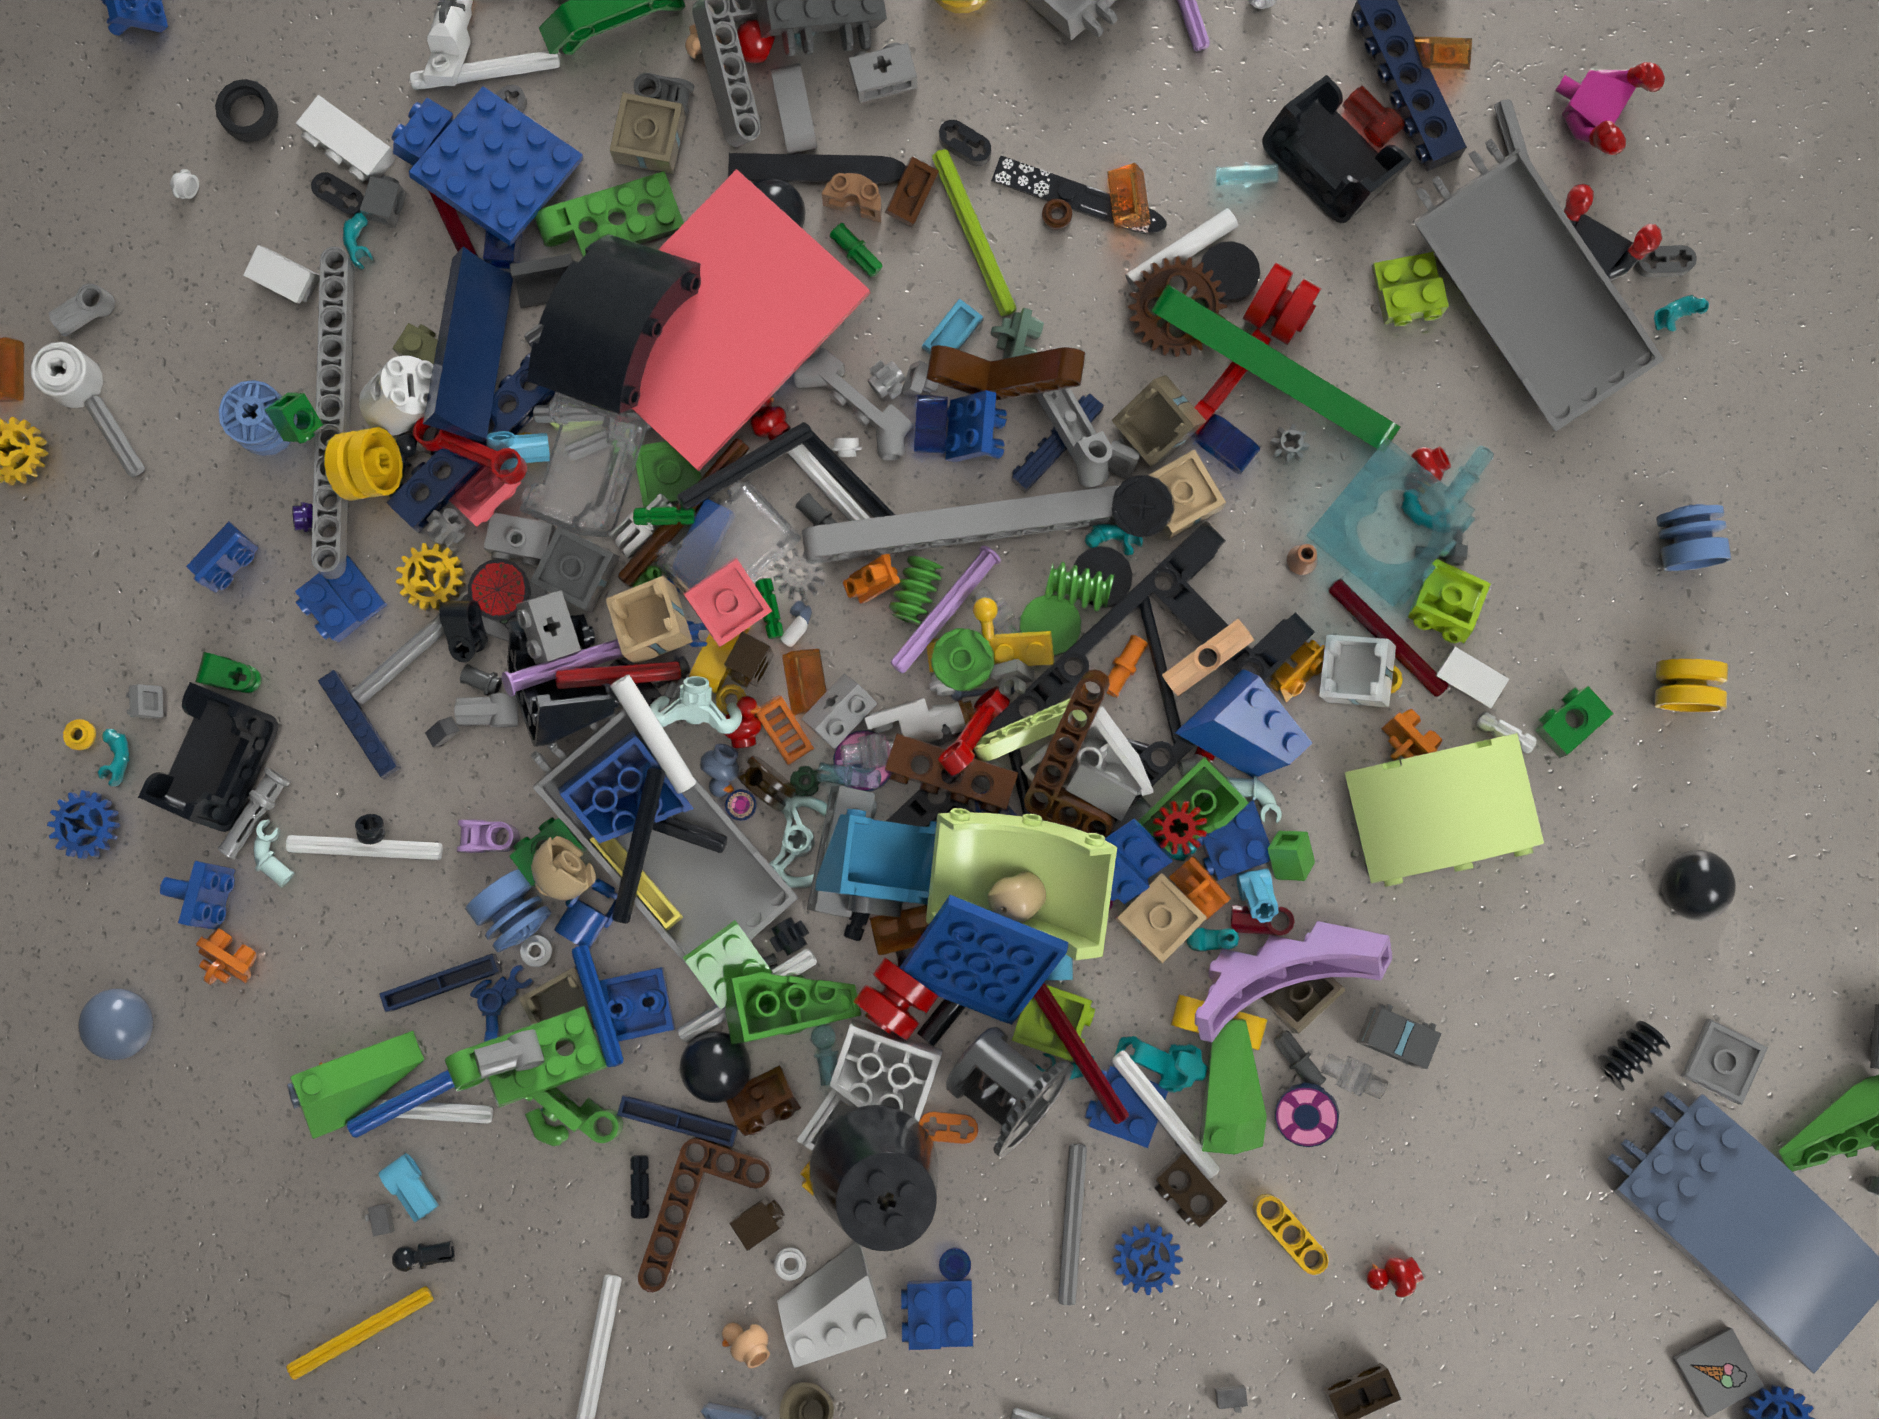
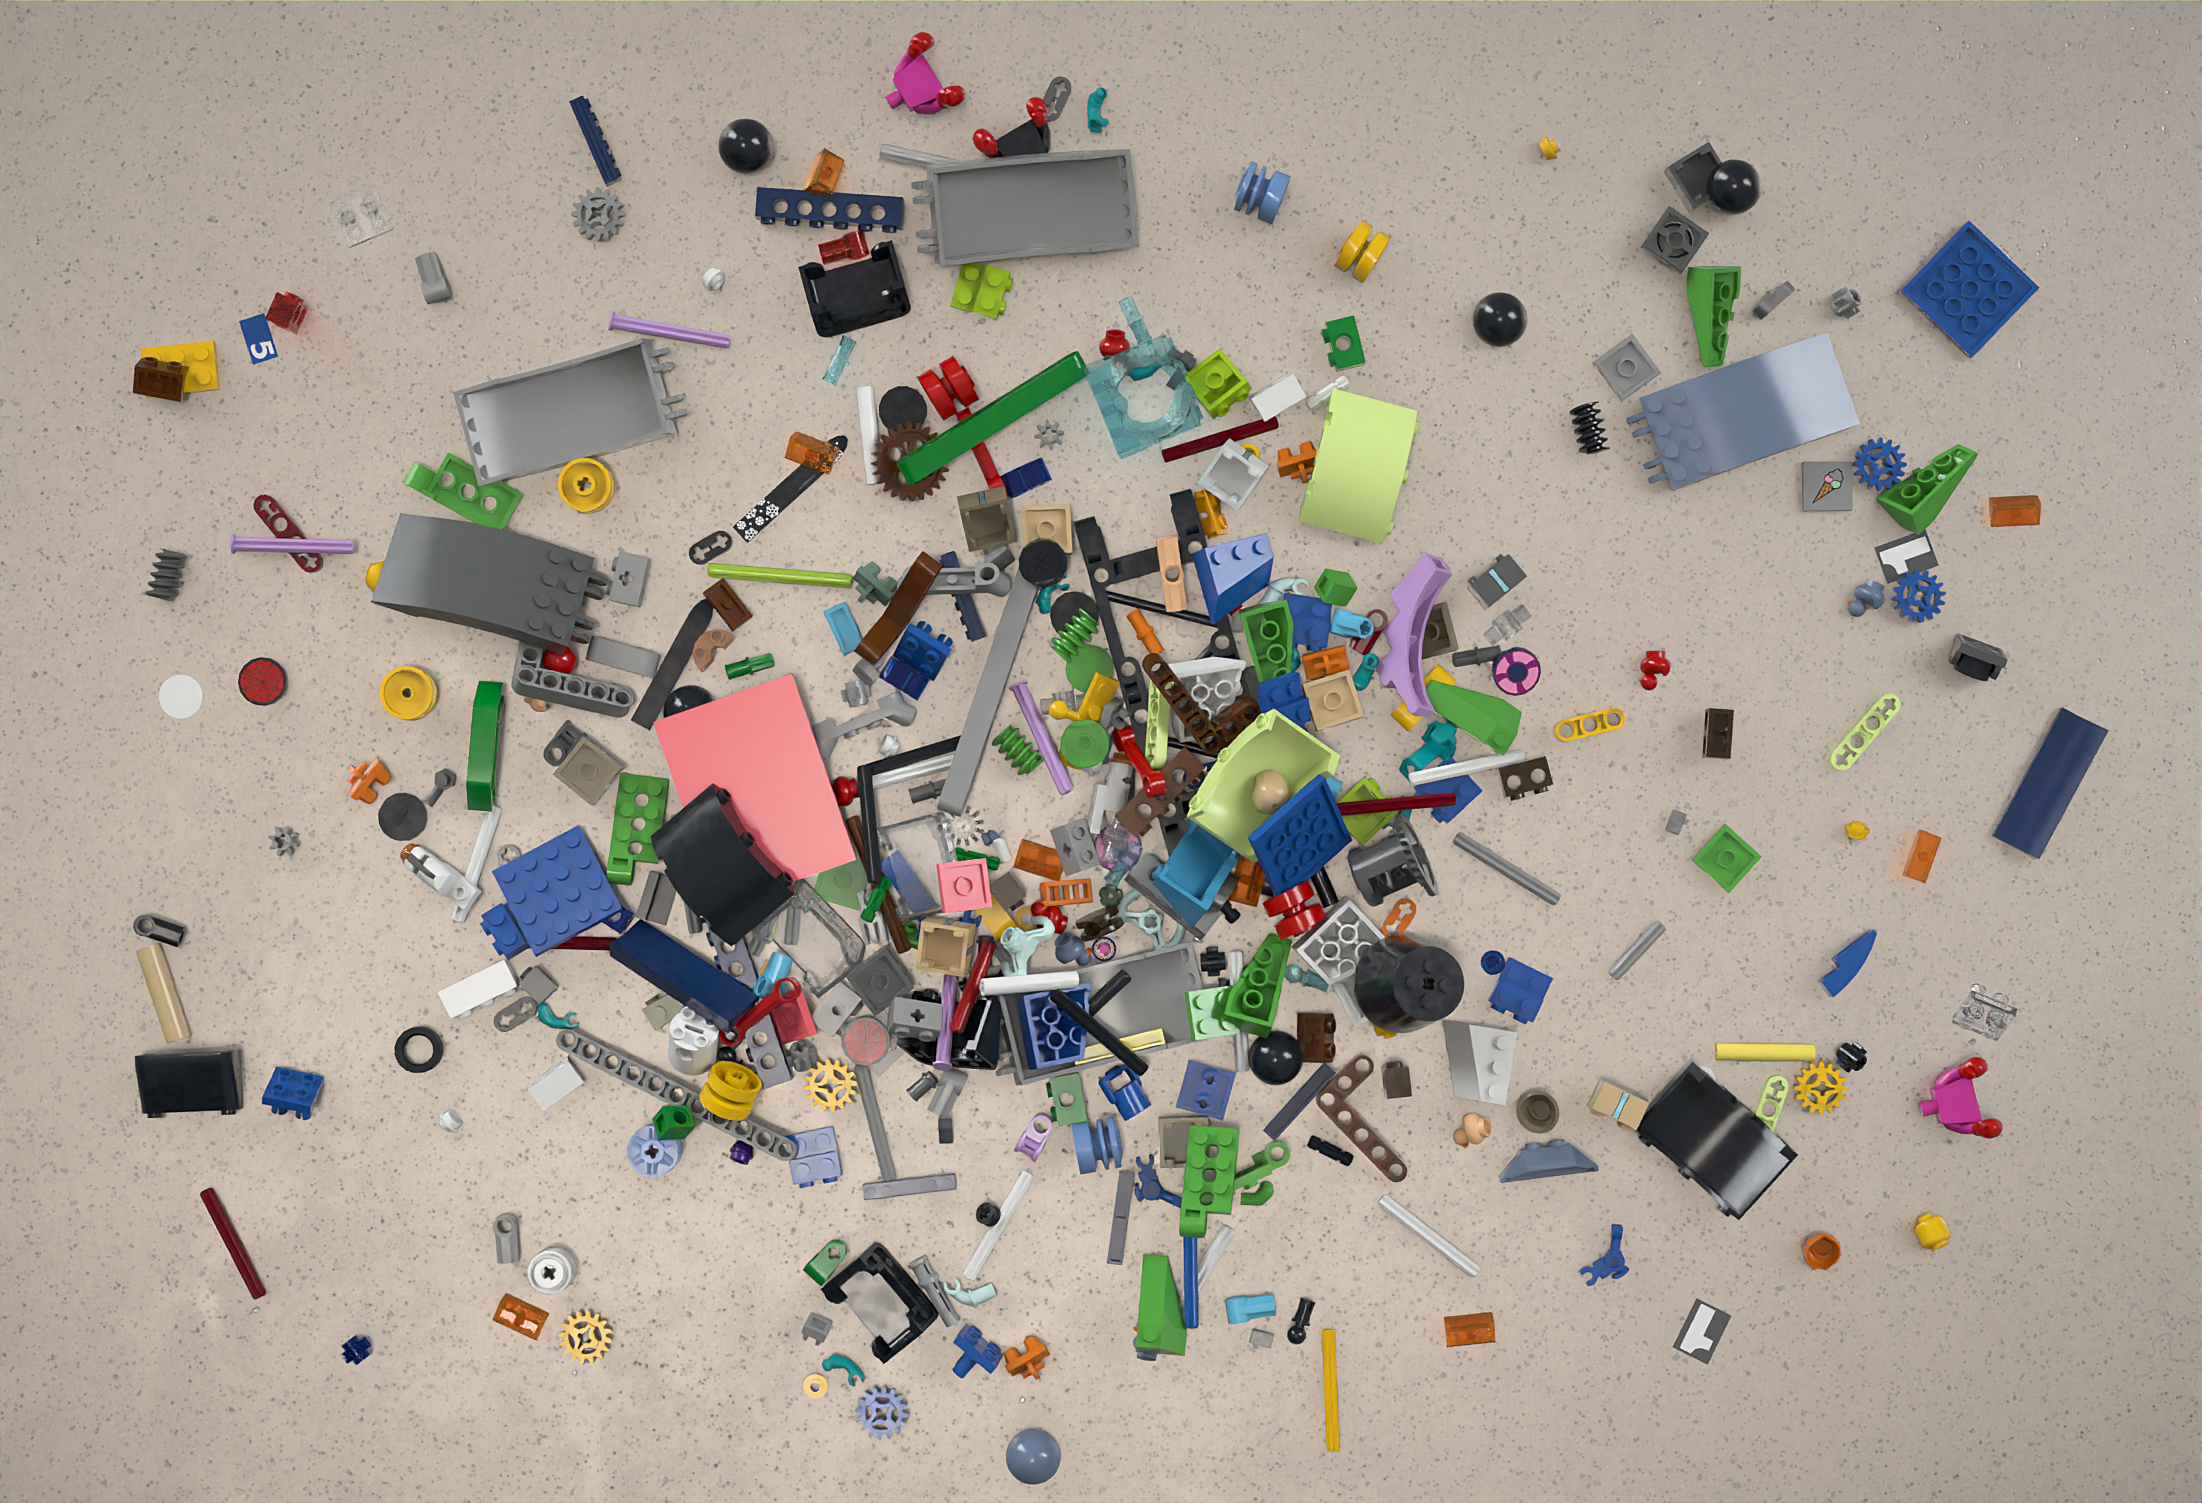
camera: 65 degrees left, 5 degrees up
(114, 436) = (611, 1260): light grey axle -> none
(222, 558) = (739, 1225): blue bracket -> none
(463, 624) = (882, 1079): black piece -> none
(518, 1052) = (1201, 1182): light grey piece -> none
(543, 958) = (1140, 1141): white plate -> none
(560, 871) = (1090, 1094): tan cylinder -> none
(597, 1006) = (1194, 1115): blue axle -> none
(782, 1271) = (1442, 1074): white plate -> none
(872, 579) = (994, 777): orange hips -> none
(1057, 205) = (797, 502): reddish brown plate -> none
(1101, 790) = (1226, 696): light grey tile -> none
(1141, 1274) = (1547, 837): blue gear -> none
(1175, 837) = (1274, 649): red gear -> none
(1300, 565) = (1134, 475): nougat cone -> none

